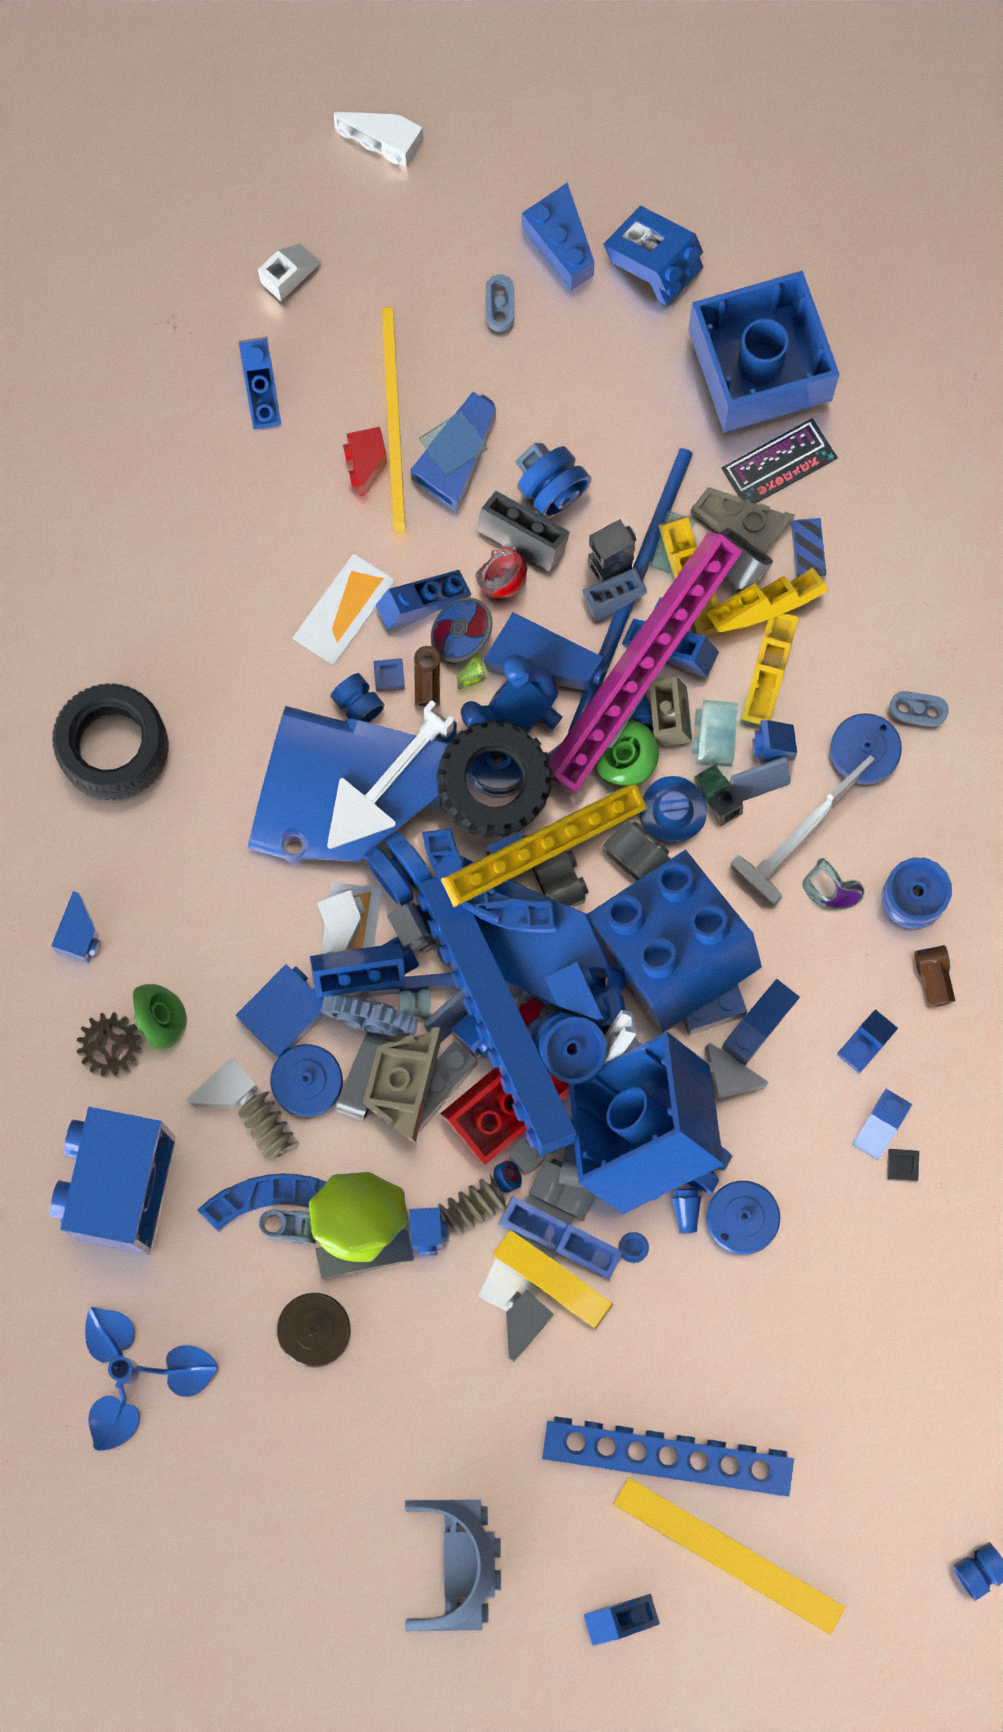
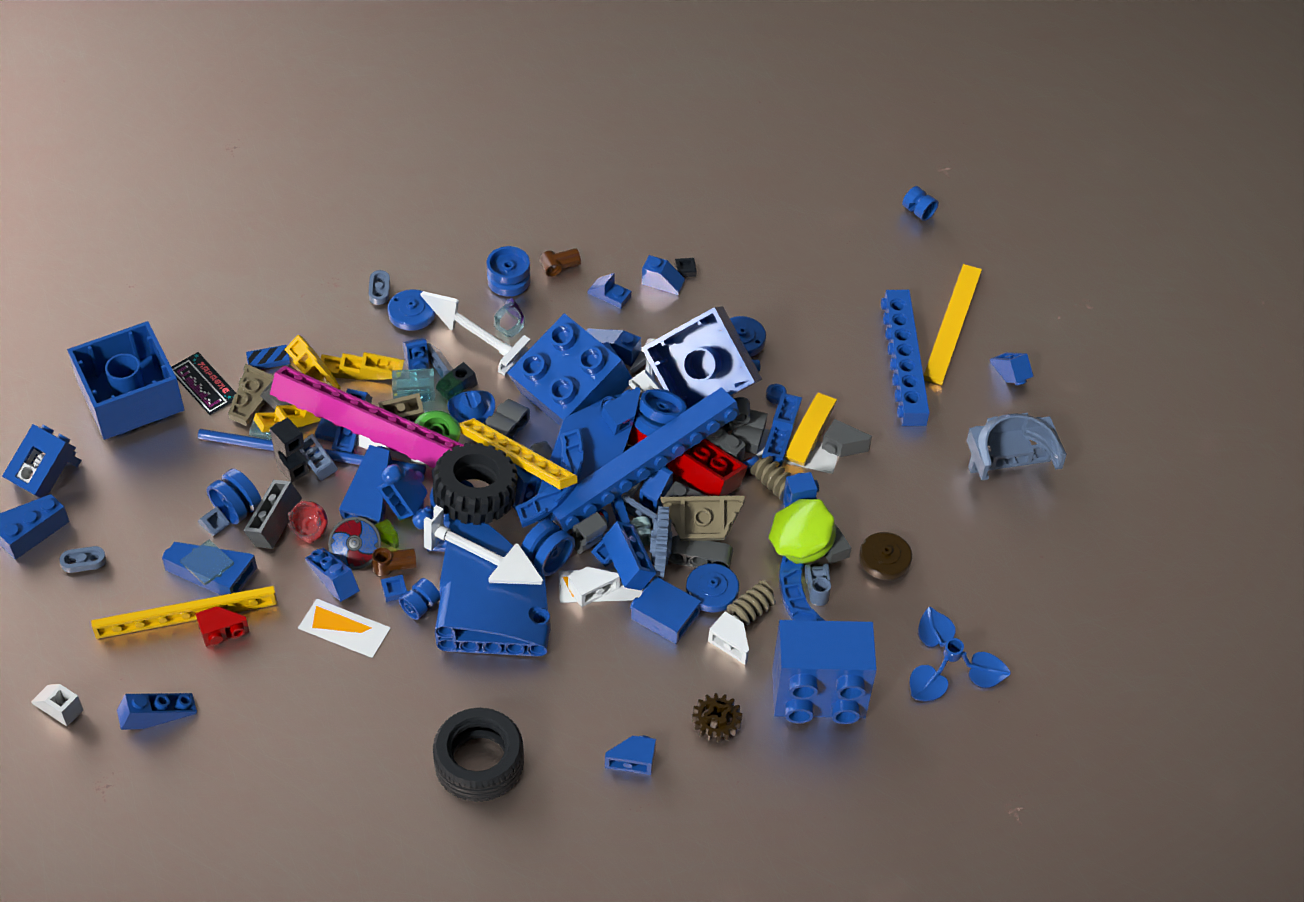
camera: 105 degrees left, 25 degrees down
(159, 1015) = (686, 686): bright green hat -> none

